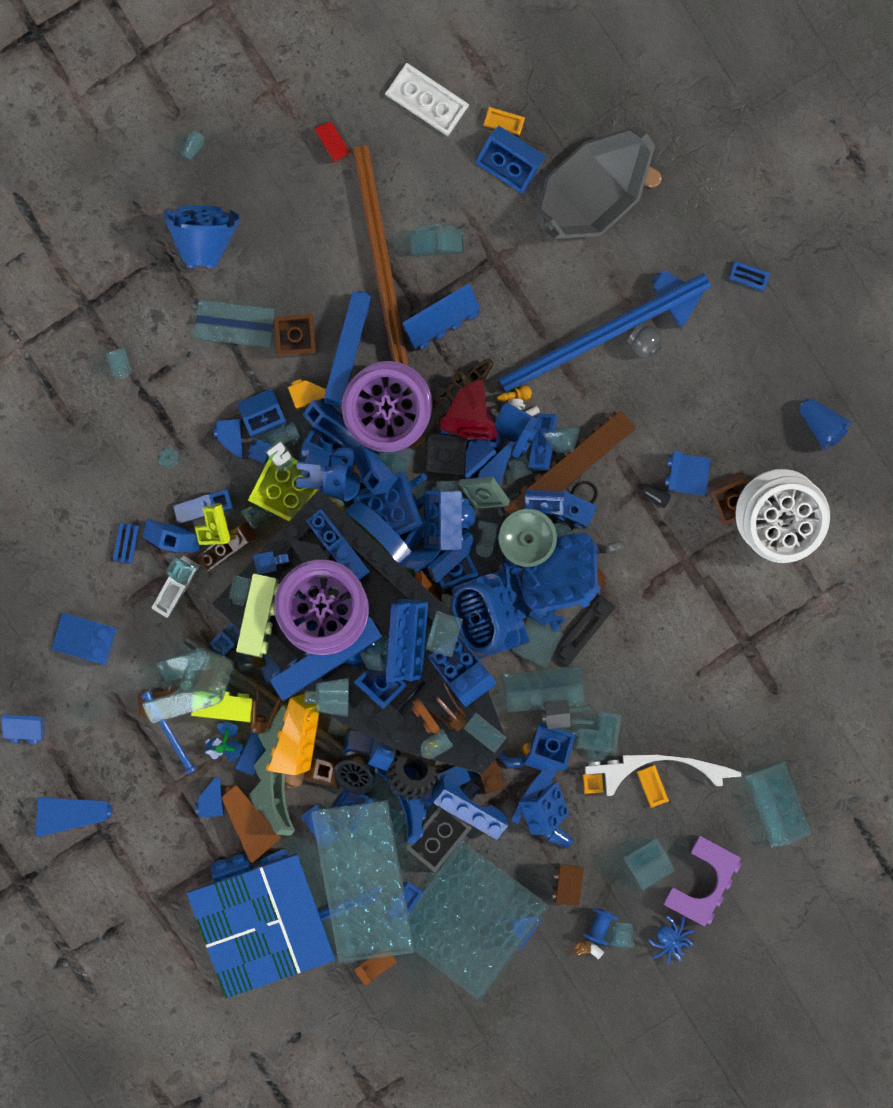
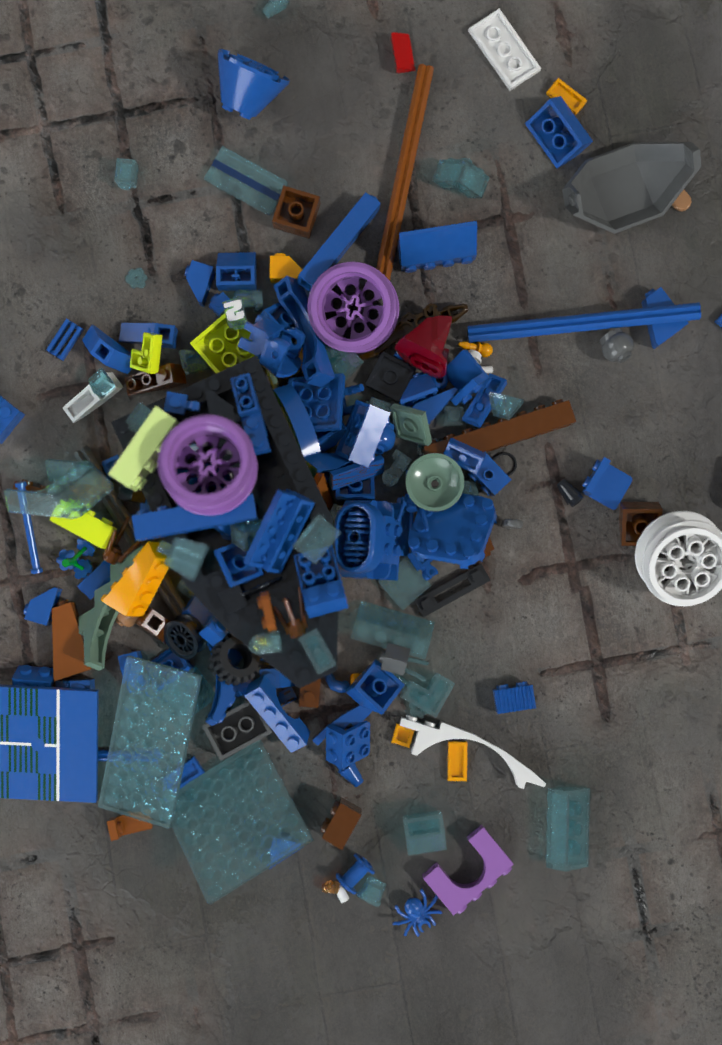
camera: 20 degrees right, 0 degrees up
(681, 707) = (514, 698): none -> blue brick

